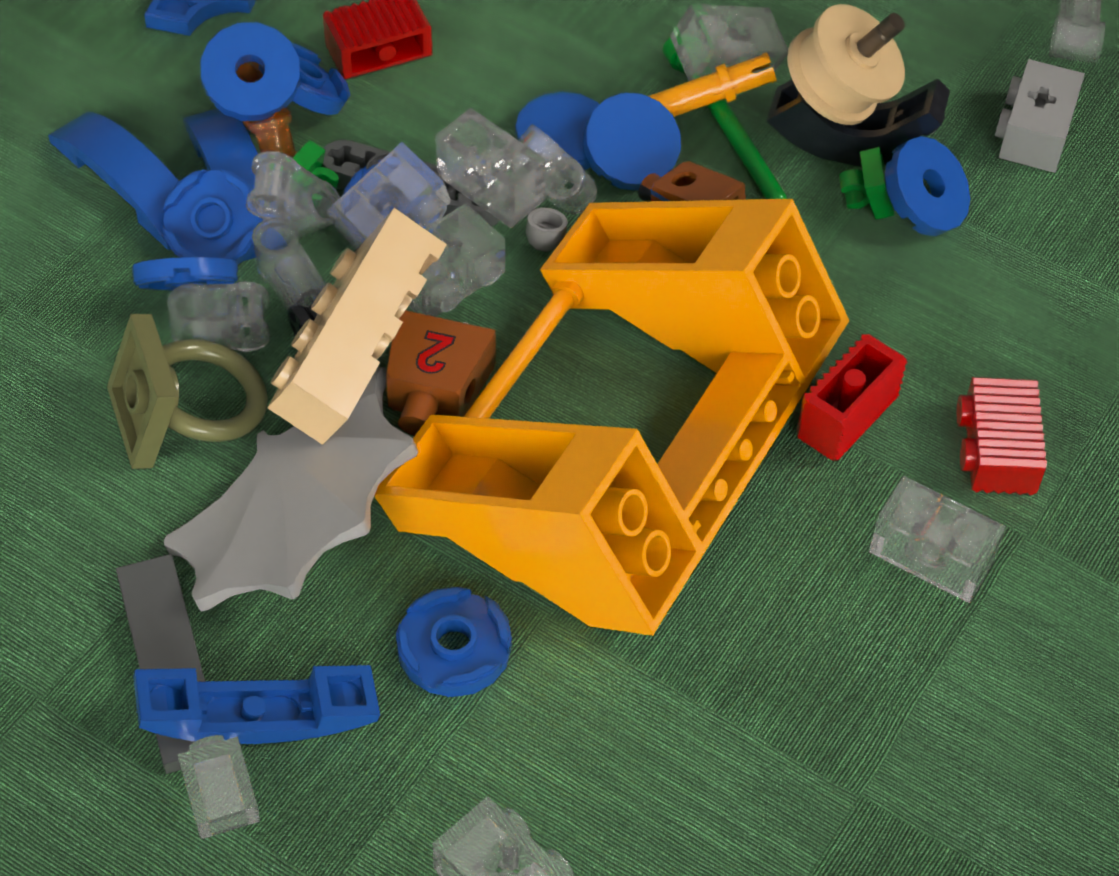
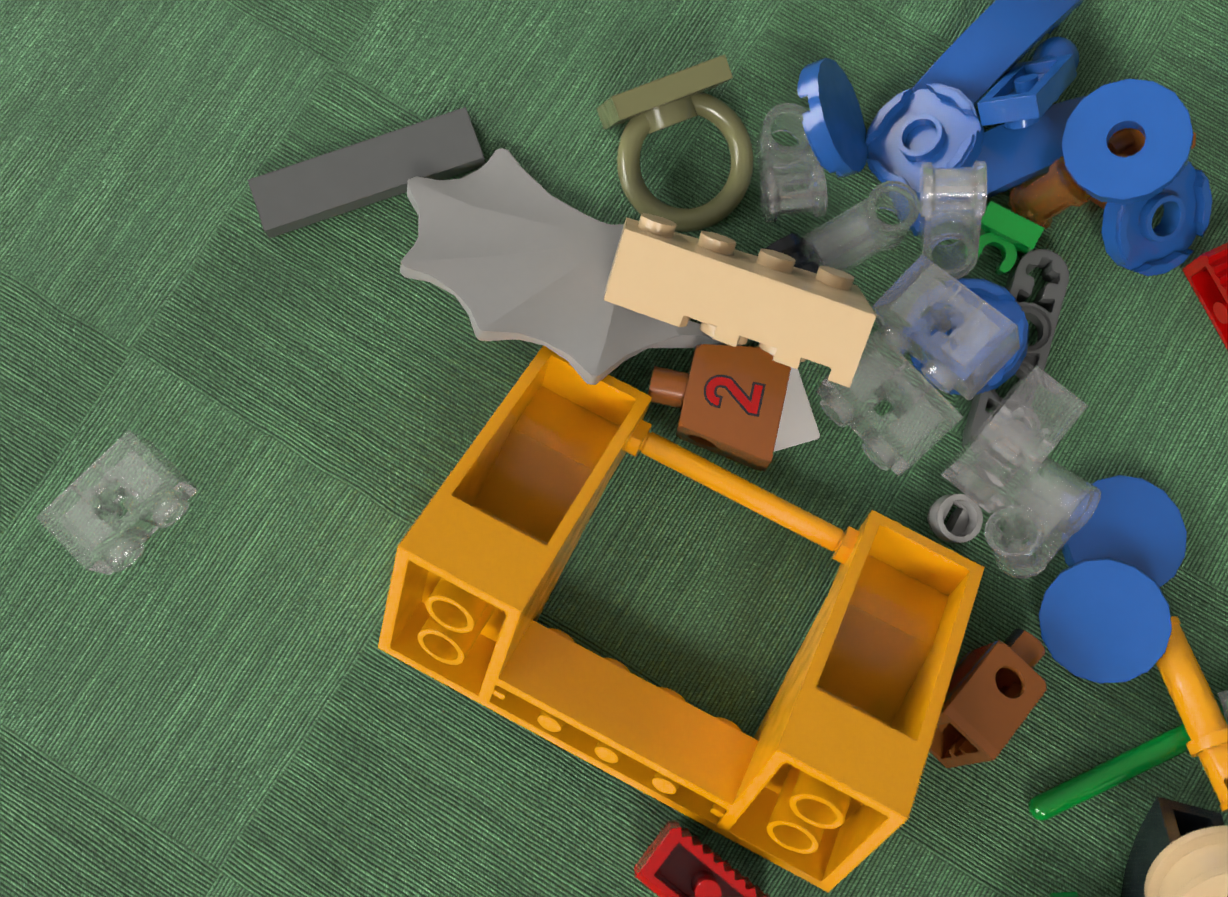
camera: 90 degrees right, 25 degrees up
(181, 138) = (1031, 86): none -> blue plate
(218, 785) = (212, 229): clear brick -> none
(258, 710) = (301, 250): blue slope -> none
(459, 670) = (400, 478): blue tile -> none

